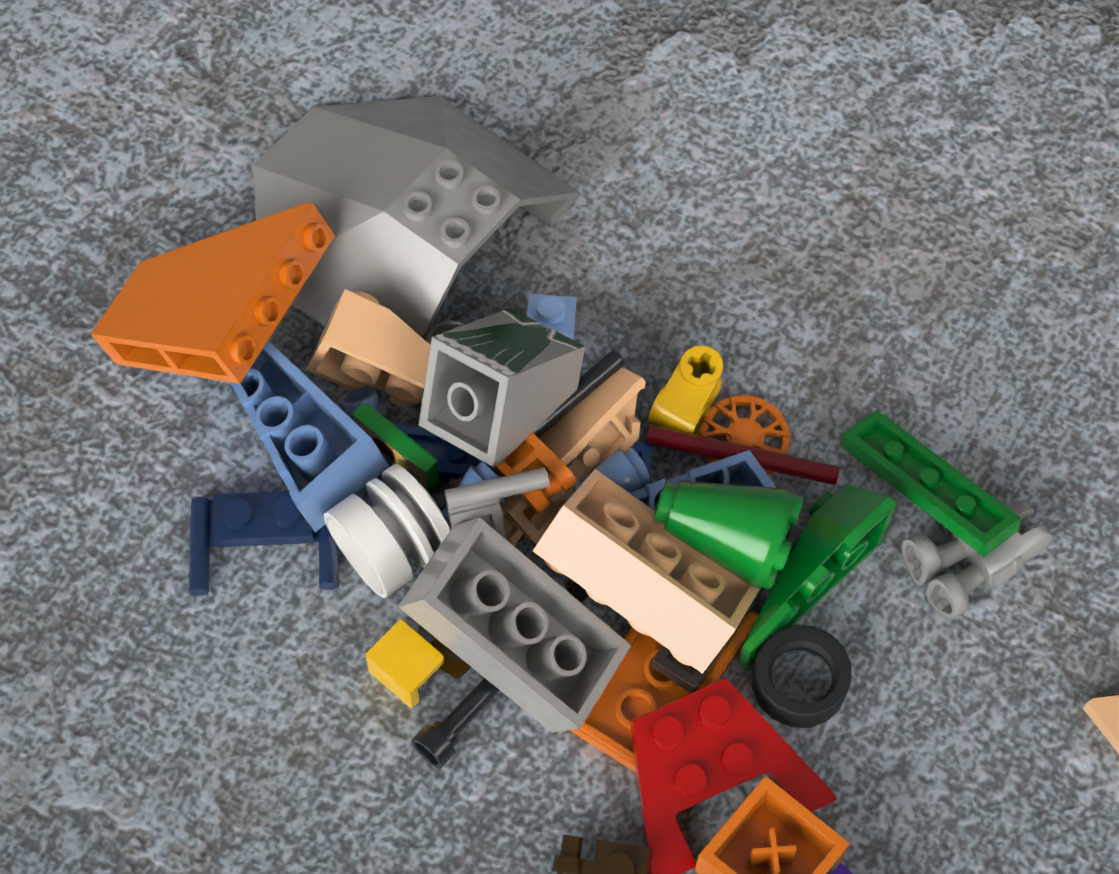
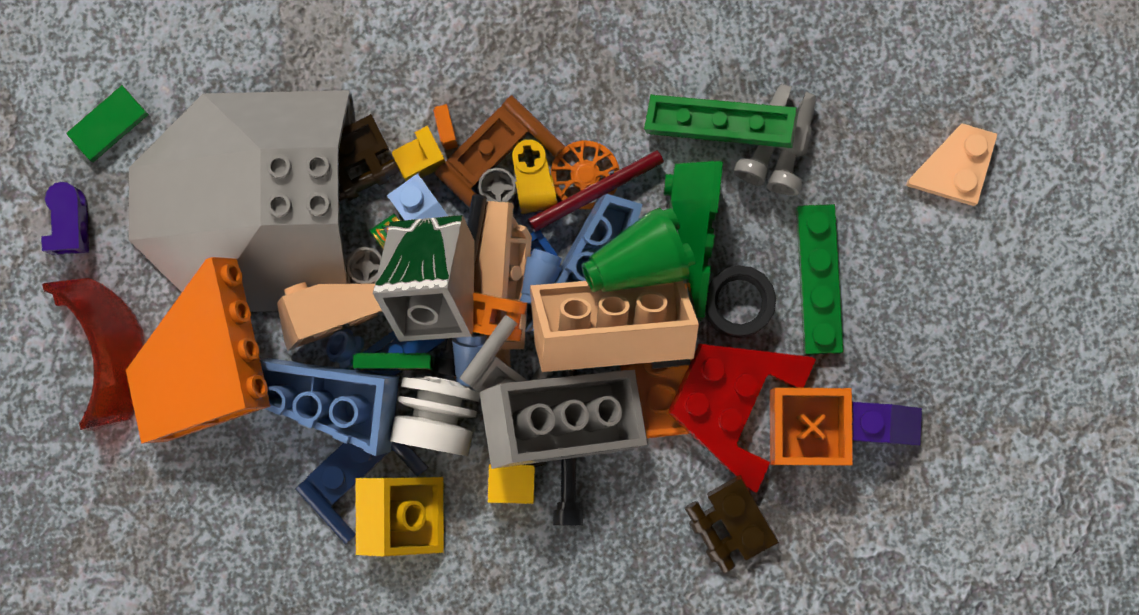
camera: 35 degrees left, 20 degrees up
(158, 222) = (114, 343): none -> clear red windscreen
(214, 106) = (68, 220): none -> dark purple leg
(267, 603) = (399, 516): none -> yellow slope
(329, 57) = (107, 123): none -> green tile
(533, 239) = (361, 144): none -> dark brown plate
(597, 298) = (419, 155): none -> yellow panel
(642, 287) = (445, 127): none -> orange tile
(653, 369) = (497, 181): none -> light grey wheel
(669, 334) = (491, 145): none -> dark orange plate
(907, 726) = (819, 279): none -> green plate

